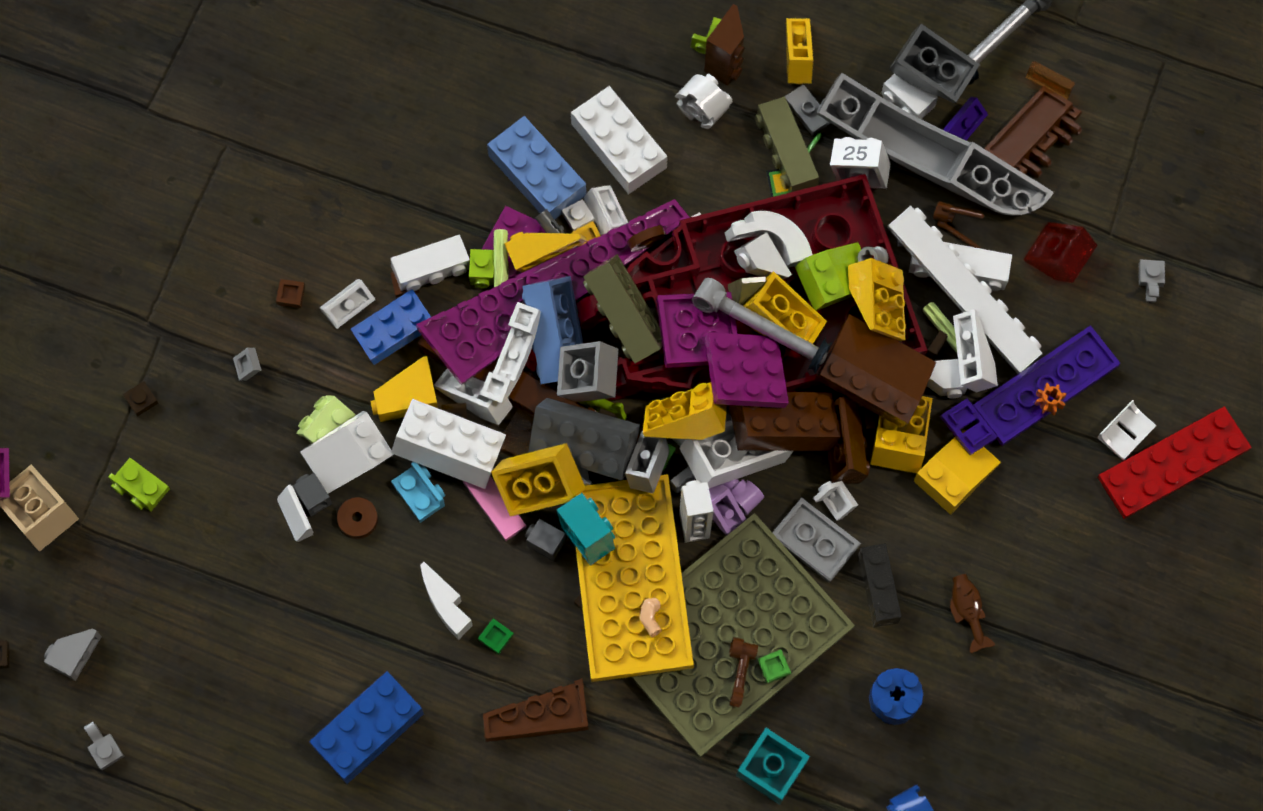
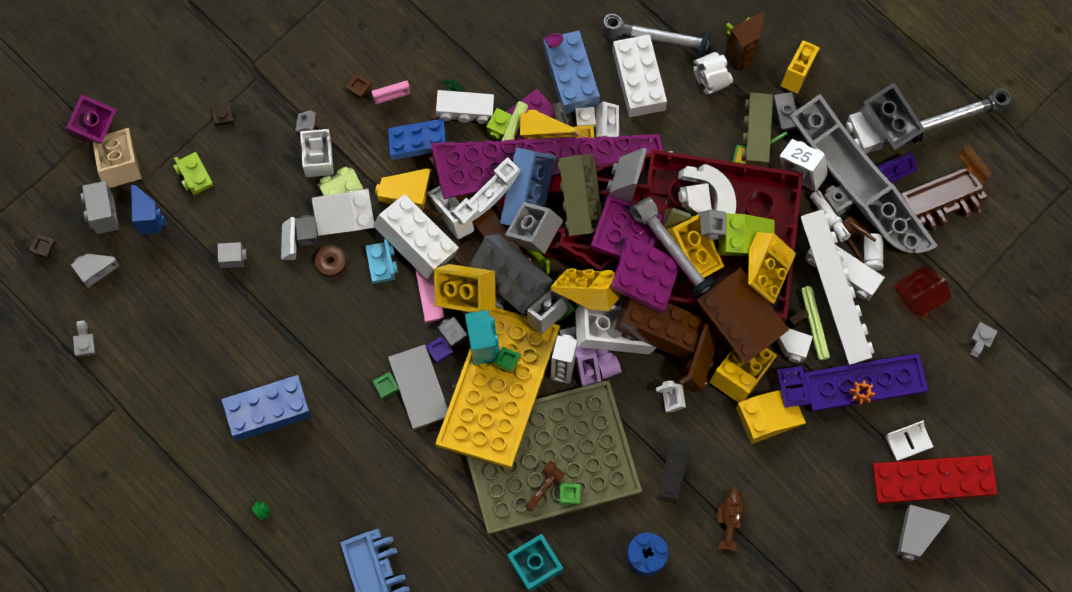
camera: 25 degrees right, 0 degrees up
(46, 575) = (100, 207): none -> light grey brick
(107, 557) = (145, 213): none -> blue slope
(235, 563) = (231, 255): none -> light grey brick
(280, 396) = (315, 154): none -> white piece
(333, 284) = (391, 92): none -> bright pink tile
(347, 303) = (395, 110): white slope -> none
(404, 245) = (453, 85): none -> dark green plant
(445, 602) = (361, 346): white slope -> none
(502, 139) = (554, 40): none -> magenta piece
(535, 620) = (418, 386): none -> light grey tile
(539, 565) = (439, 349): none -> dark purple plate
(546, 714) = (395, 455): reddish brown wing -> none
(570, 92) = (615, 27): none -> piece
(628, 541) = (507, 360): none -> green plate
(646, 238) = (616, 152): reddish brown piece -> none
(647, 615) = (495, 417): light nougat arm -> none
(670, 263) = (626, 175): none -> light grey slope
(795, 277) = (713, 224): none -> light grey brick
(816, 540) = (644, 419): light grey tile -> none
(879, 254) = (783, 233): light grey bush -> none
(903, 202) = (837, 225): none -> white pin
(915, 195) = (838, 206): none -> light grey brick
(974, 354) = (821, 335): white slope -> none
(985, 230) = (873, 252): none -> white piece
(1187, 529) = (919, 531): none -> light grey slope

